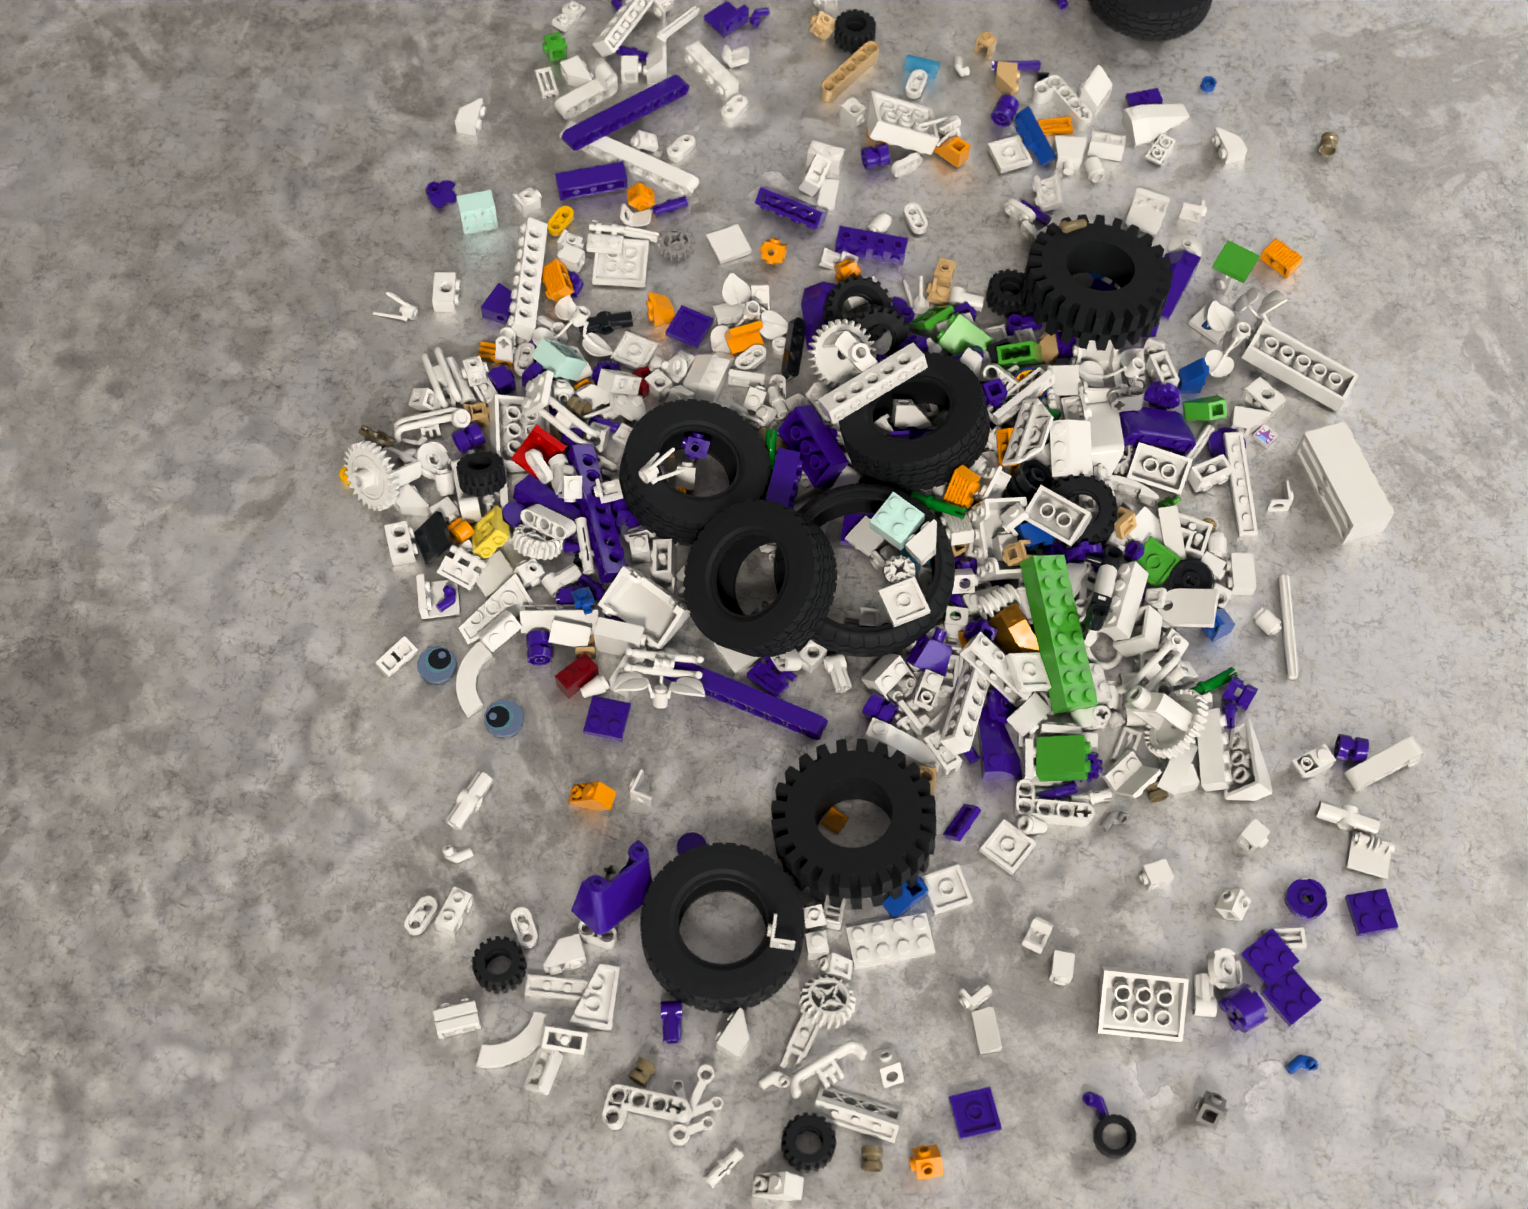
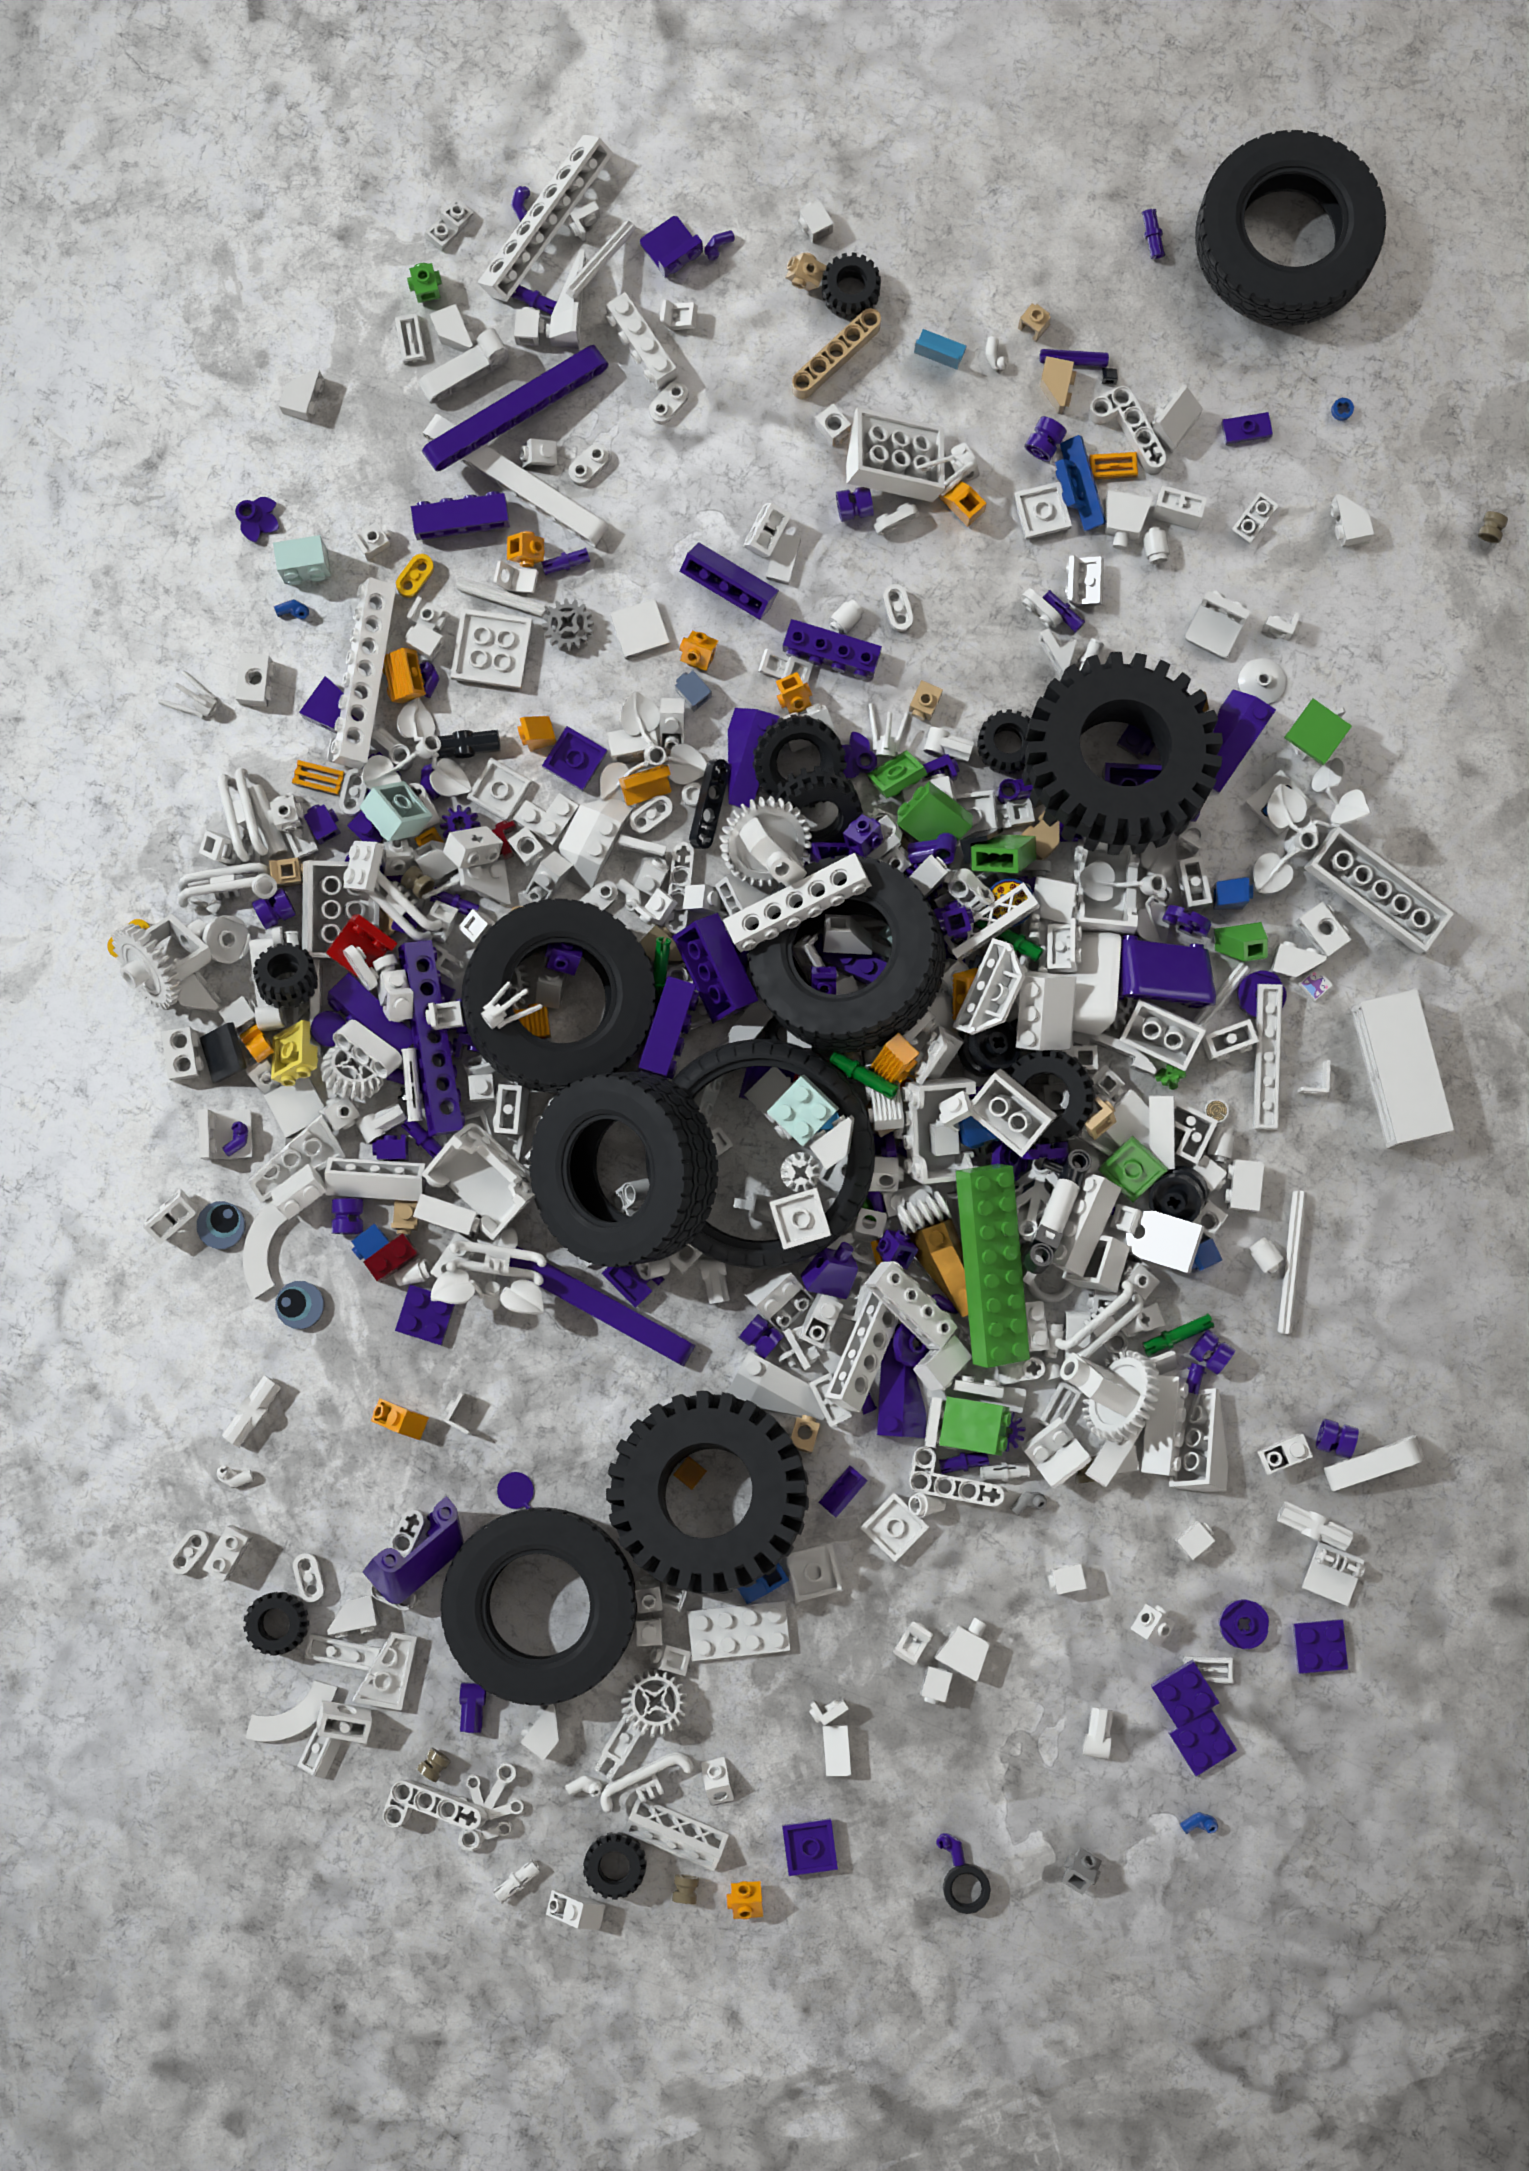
camera: 10 degrees right, 20 degrees up
(379, 437) = (154, 903): dark tan plate -> none
(444, 481) = (240, 972): white brick -> none
(456, 1018) = (224, 1682): white brick -> none
(459, 573) = (253, 1106): white plate -> none
(472, 247) = (293, 607): none -> blue arm
(506, 345) = (329, 779): white piece -> none
(556, 664) = (369, 1242): none -> blue brick
(569, 634) = (384, 1207): white slope -> none
(578, 343) = (425, 782): none -> dark purple arm
(583, 598) = (404, 1161): blue plate -> none
(605, 243) = (472, 621): white plate -> none
(674, 364) = (548, 821): white piece -> none
(774, 276) = (693, 690): none -> sand blue brick
(775, 942) = (591, 1631): white bracket -> none
(778, 402) = (678, 890): white pin -> none
(831, 152) = (790, 498): white brick -> none
(916, 83) = (926, 381): white plate -> none
(937, 293) = (912, 731): tan bracket -> none
(1009, 554) = (950, 1159): tan window -> none
(1028, 672) = (946, 1314): white tile -> none
(1067, 227) = (1101, 675): dark tan arm -> none
(1076, 573) = (1025, 1180): white slope -> none
(1082, 938) = (965, 1649): none -> white torso
(1100, 472) = (1082, 1038): white plate -> none
(1127, 400) = (1130, 938): light grey piece -> none
(1134, 550) = (1109, 1153): dark purple tile -> none
(1142, 1003) = (1024, 1734): white slope -> none
(1150, 120) = (1251, 469): white wedge -> none
(1217, 962) = (1117, 1700): white plate -> none
(1243, 1008) = (1140, 1757): dark purple brick -> none
(1281, 258) = (1389, 711): light orange brick -> none

